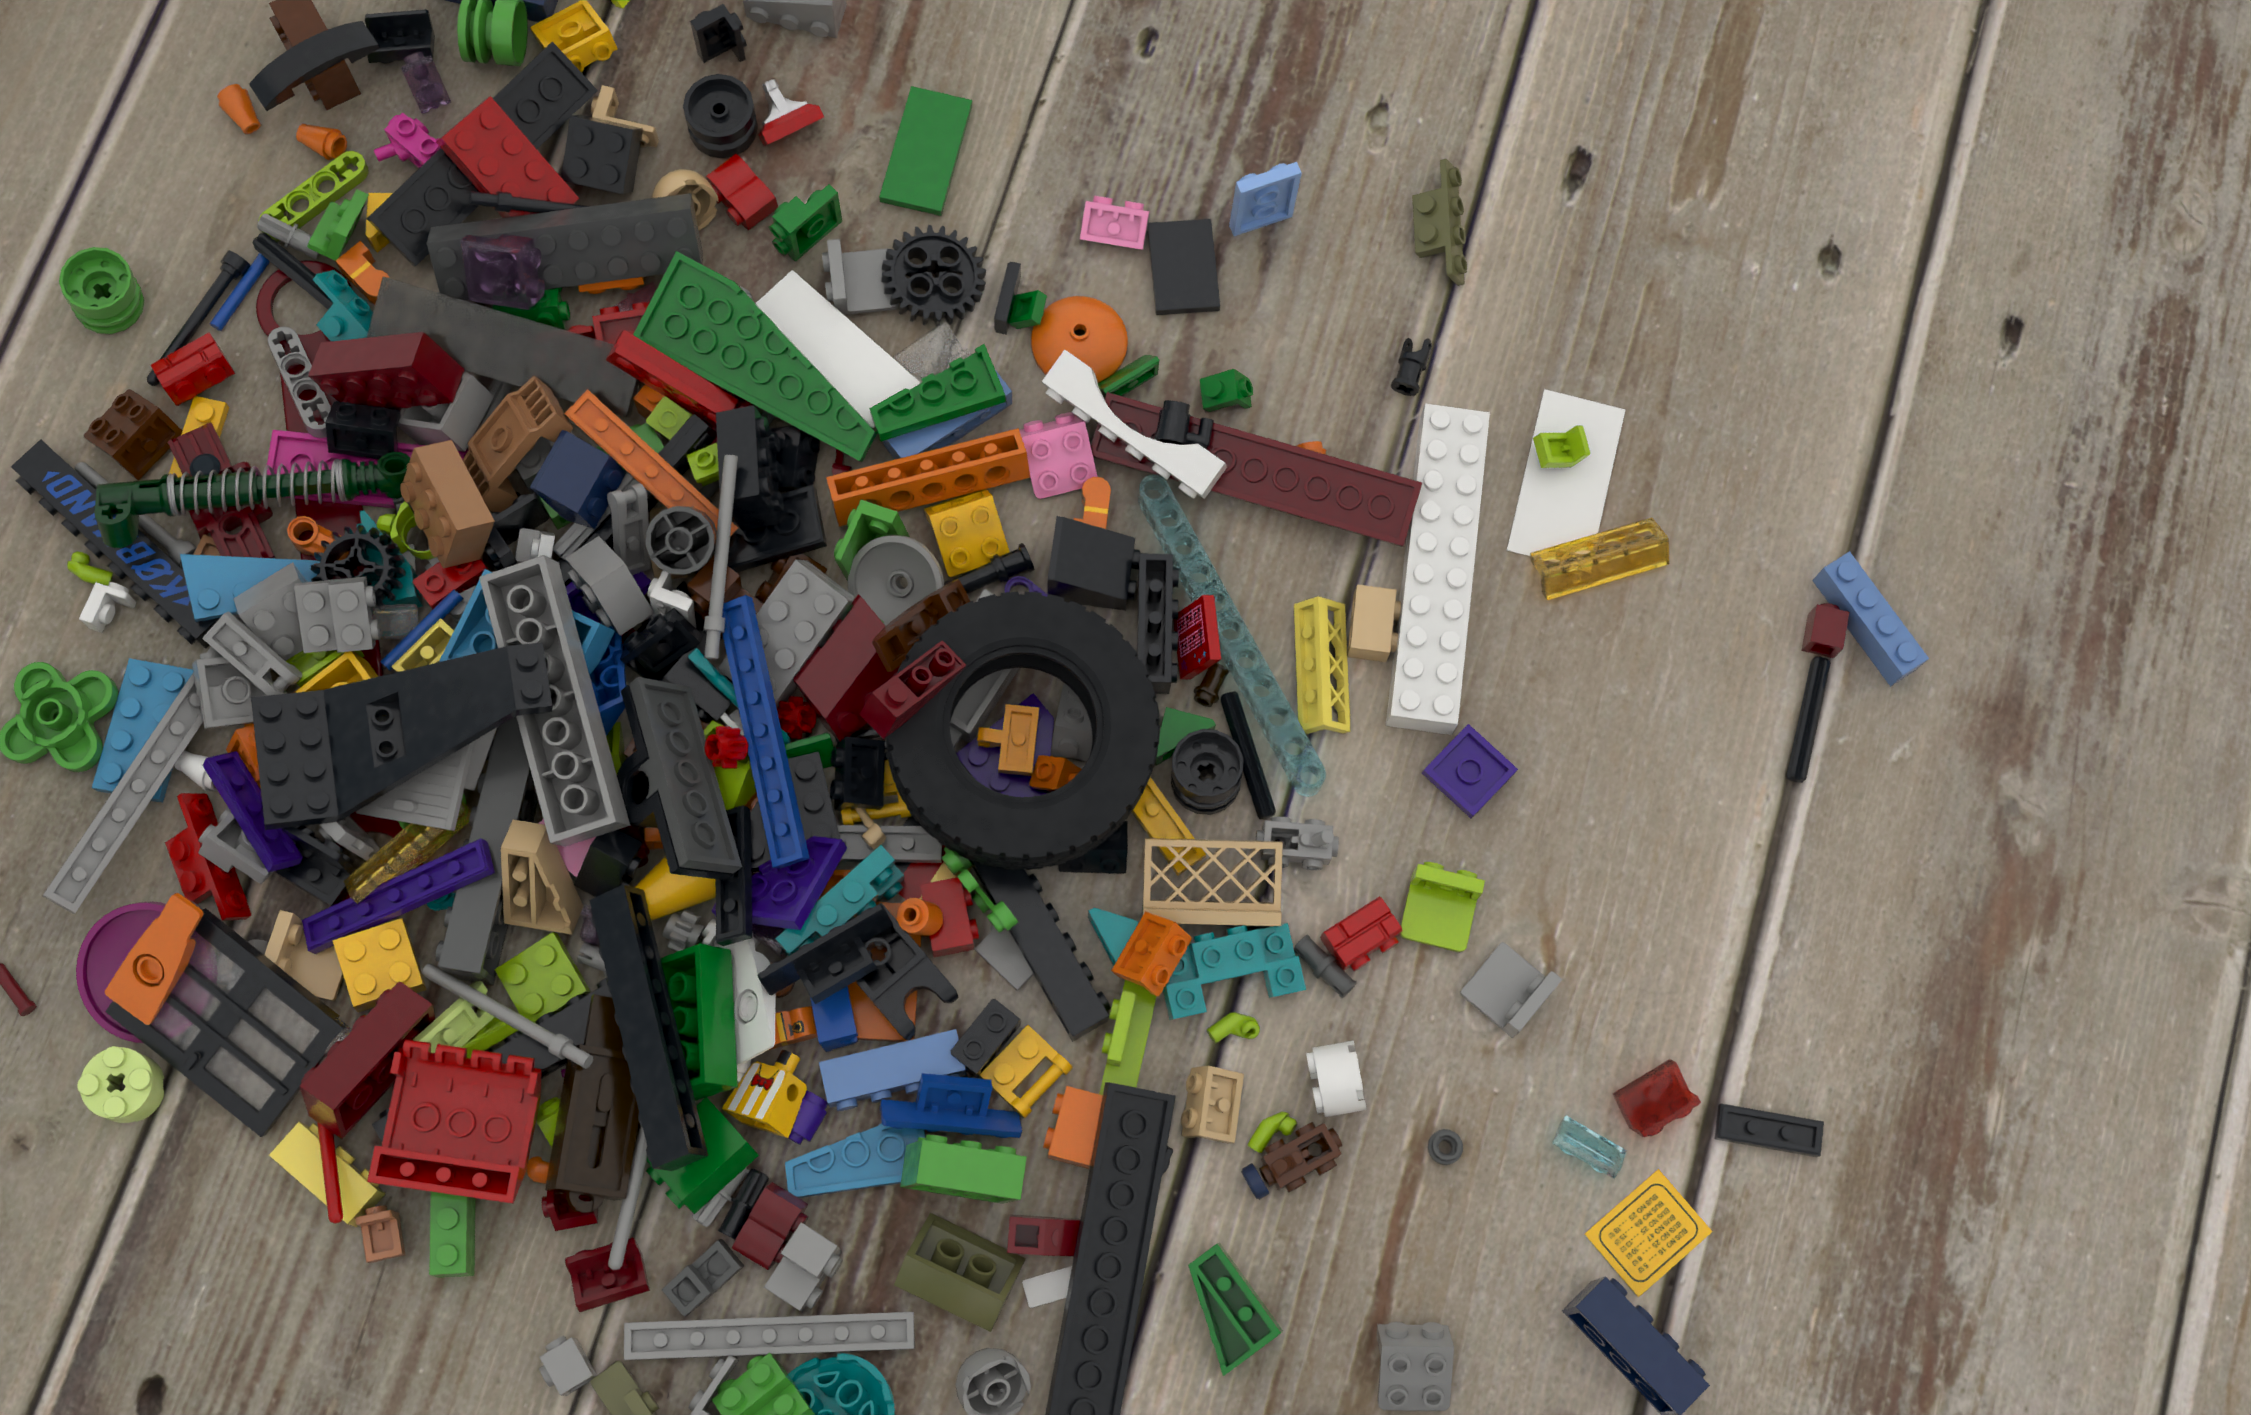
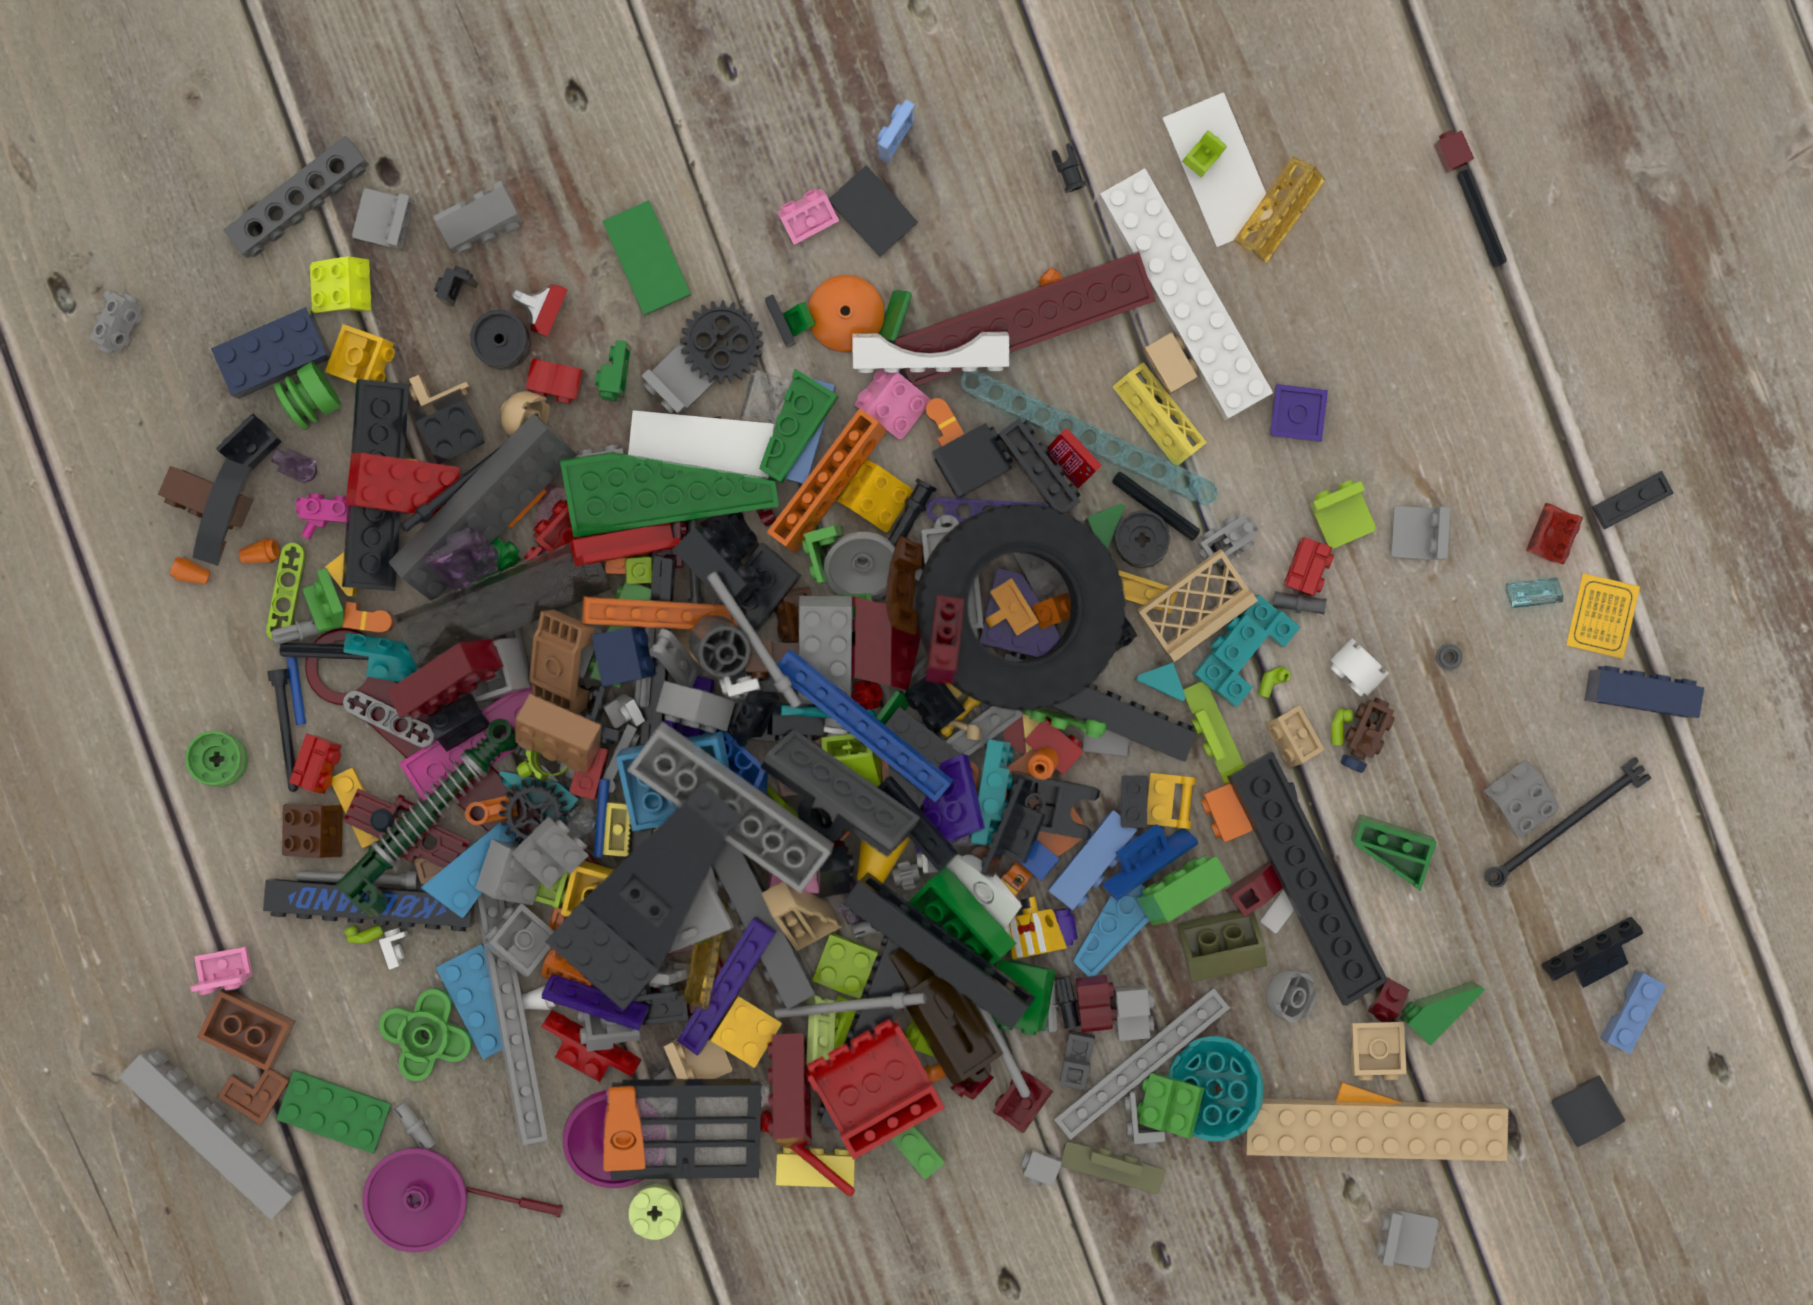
camera: 25 degrees left, 15 degrees up
(251, 655) = (520, 915): light grey plate -> none
(381, 1234) = (875, 1177): nougat bracket -> none
(705, 464) = (687, 582): lime bracket -> none
(726, 747) = (850, 752): red gear -> none
(1152, 953) = (1195, 678): orange bracket -> none
(1174, 426) = (956, 332): black piece -> none
(1208, 691) = (1101, 481): dark brown pin -> none
(1226, 390) = (965, 277): green bracket -> none
(1439, 222) = (1014, 54): olive bracket -> none
(1871, 619) = (1476, 122): medium blue brick -> none

